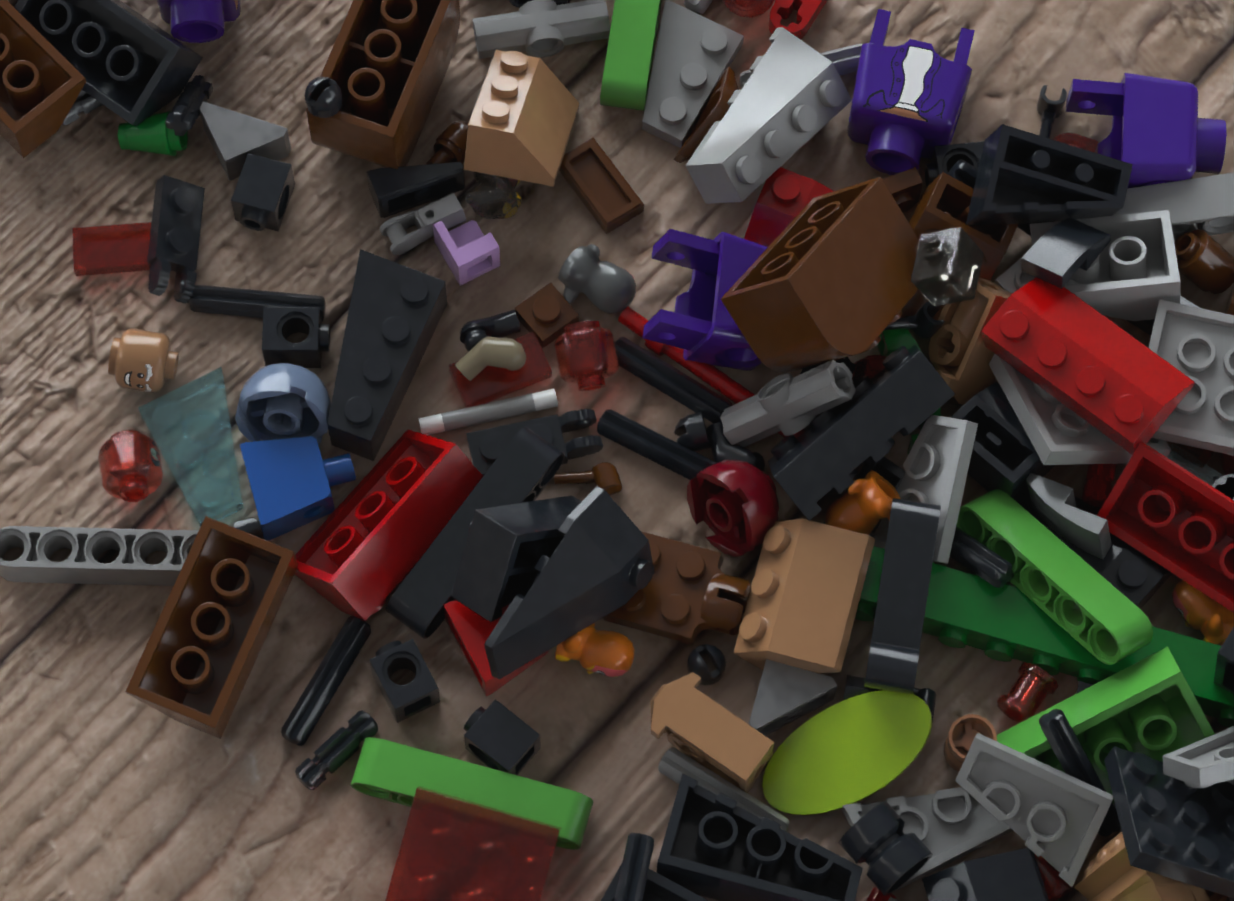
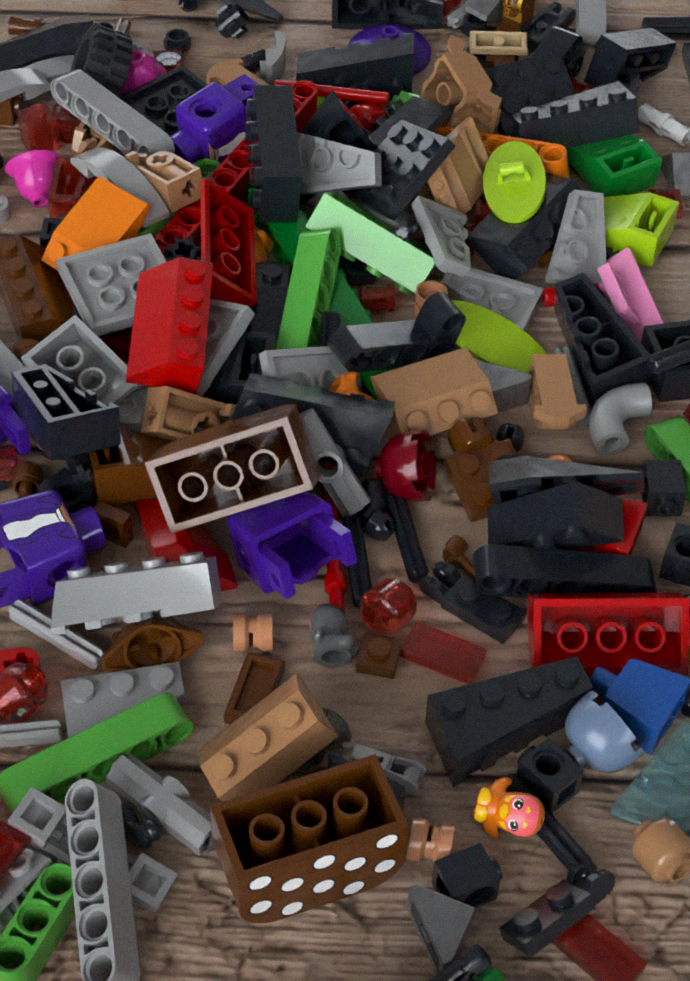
camera: 130 degrees left, 20 degrees down
(282, 267) = (511, 811): none -> animal
(320, 195) = (430, 840): none -> nougat wheel
(328, 102) = (391, 813): black hinge -> none
(467, 250) = (381, 722): lavender panel -> none
(488, 412) = (464, 632): light grey bar -> none
(492, 352) = (443, 645): dark tan arm -> none
(494, 326) = (427, 677): black arm -> none
(643, 782) = (612, 410): none -> light grey cylinder
(663, 213) = (252, 632): none -> nougat wheel
(885, 848) = (532, 284): black wheel -> none
(947, 266) = (163, 425): clear smoke brick -> none
(1058, 508) = (265, 315): dark grey slope -> none
(1064, 251) = (105, 371): black slope -> none

